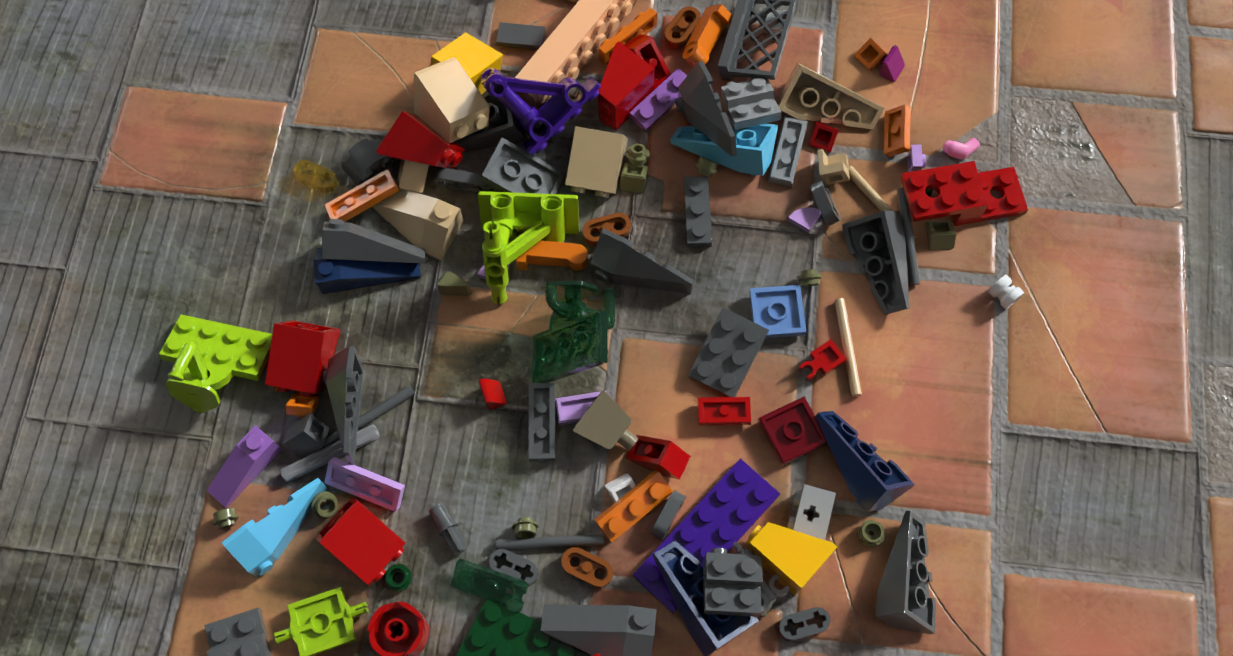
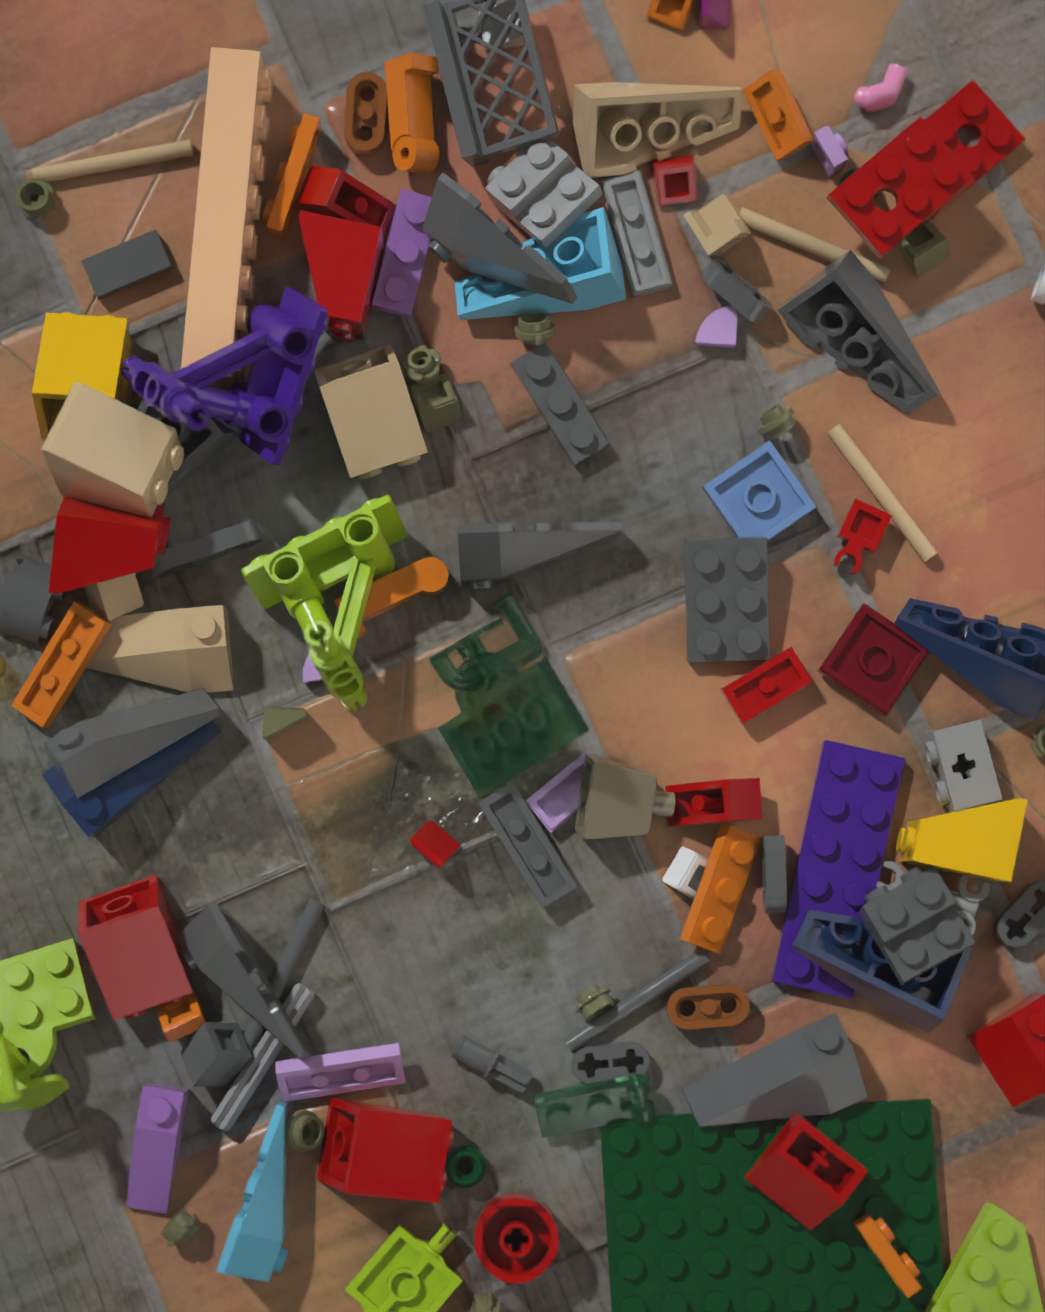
camera: 40 degrees left, 15 degrees up
(519, 172) = (276, 501): dark grey plate -> none
(609, 223) = (445, 507): dark orange plate -> none
(909, 239) = (891, 292): dark grey bar -> none

